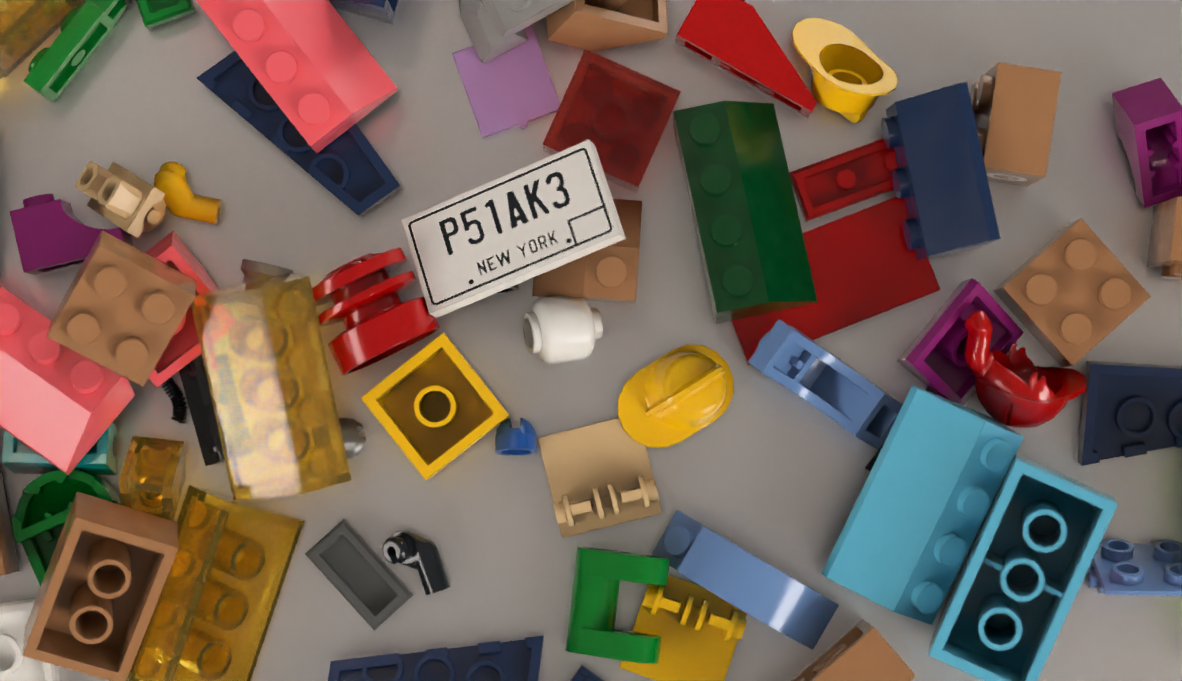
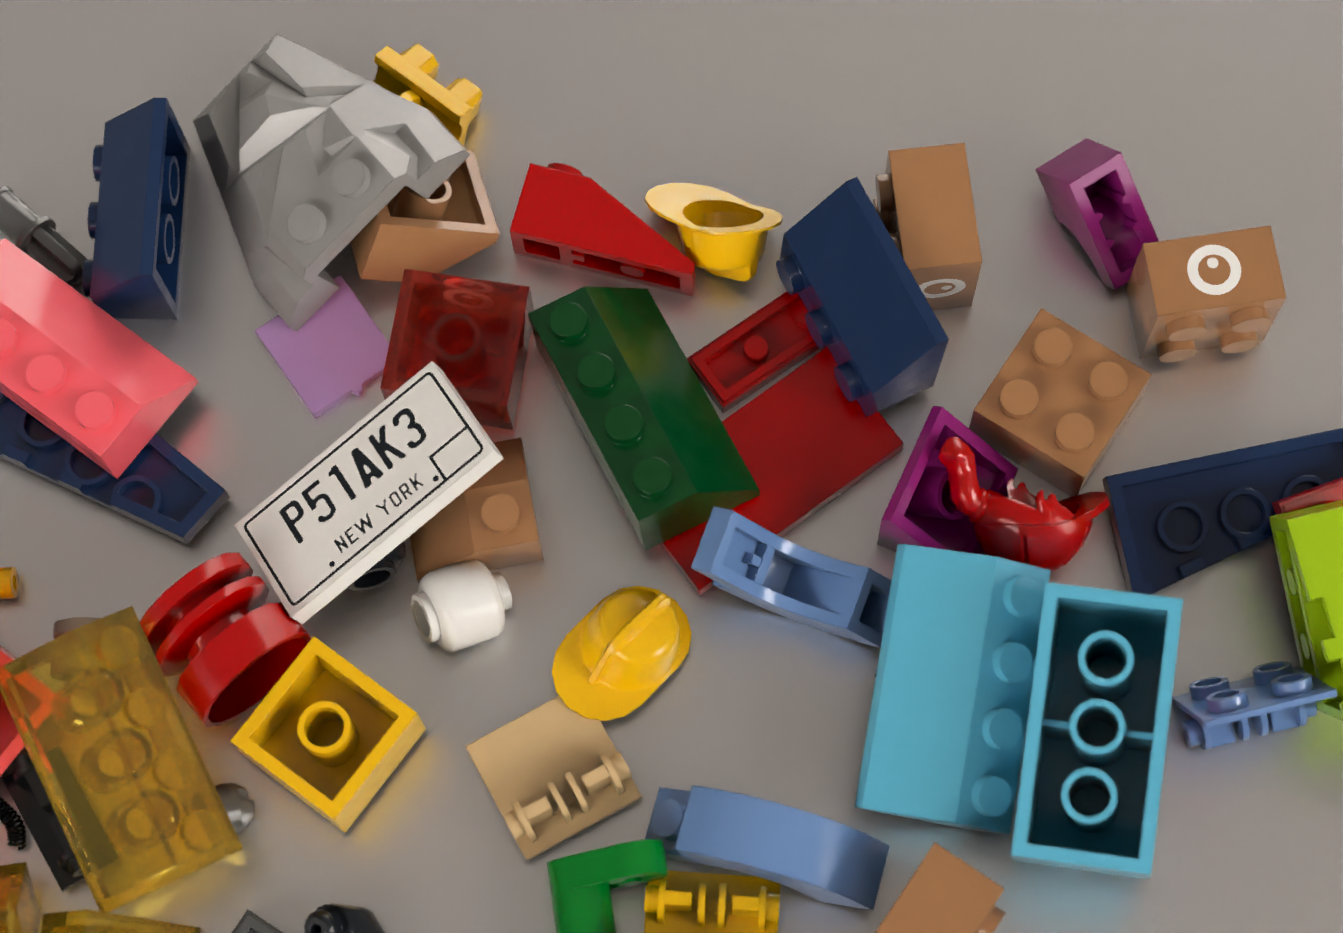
camera: 10 degrees left, 15 degrees down
(515, 441) = (439, 756): blue hinge -> none

